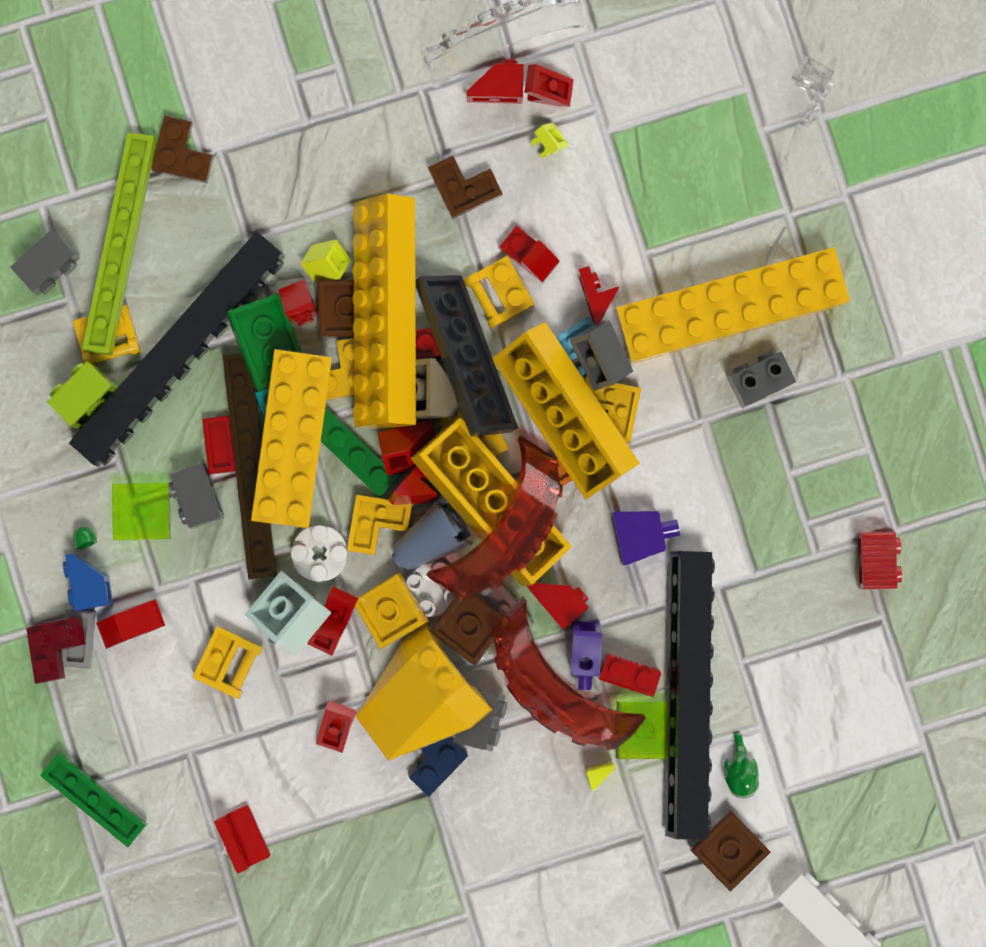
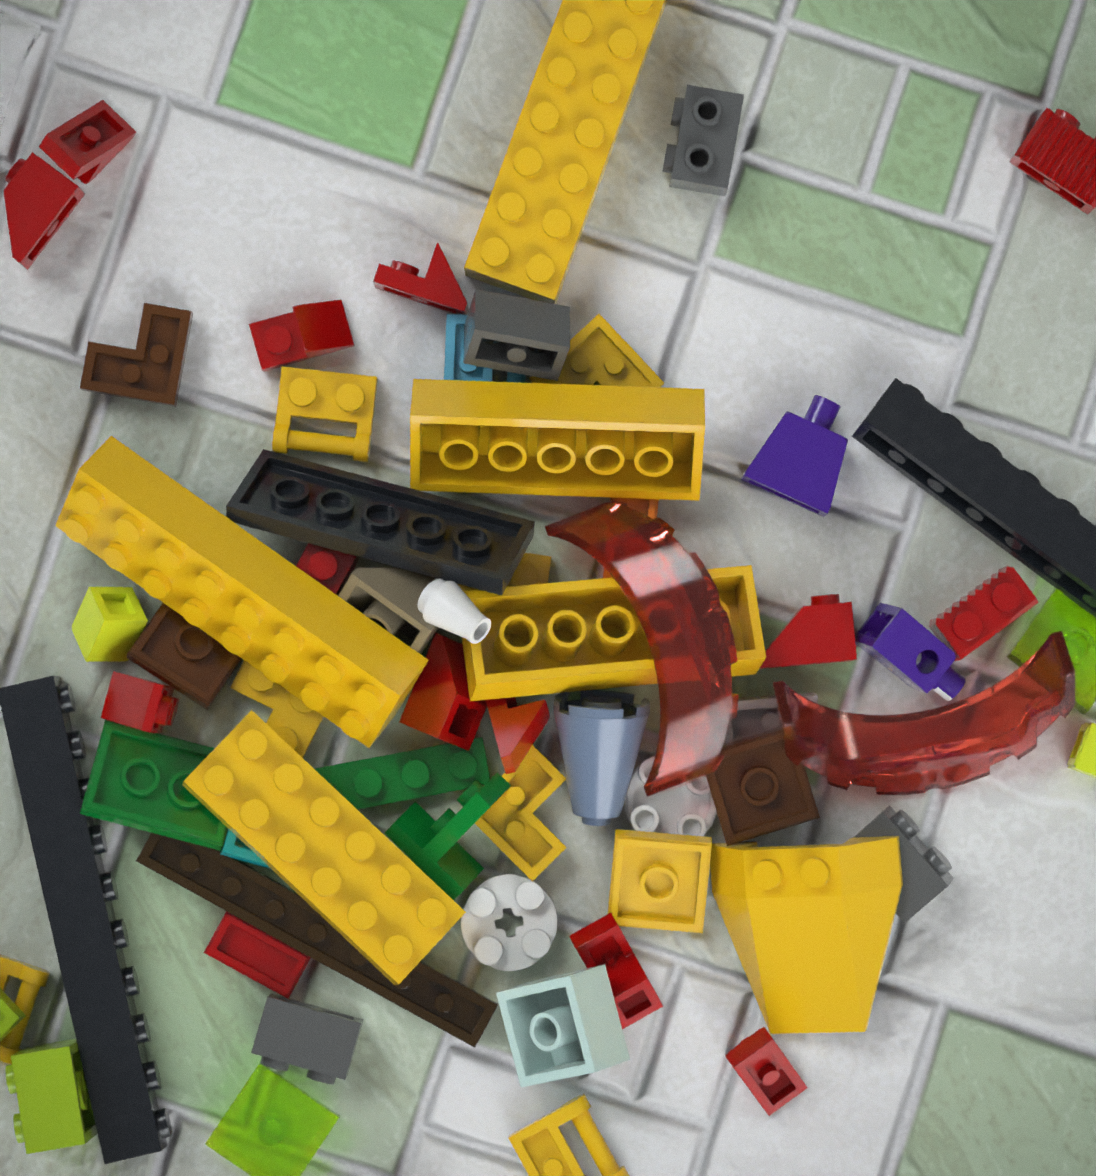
camera: 55 degrees left, 0 degrees up
(331, 491) = (434, 843): none -> green bracket
(438, 766) = (920, 966): dark blue plate -> none
(446, 417) = (451, 609): none -> white cone
(550, 138) = (163, 189): neon yellow tile -> none

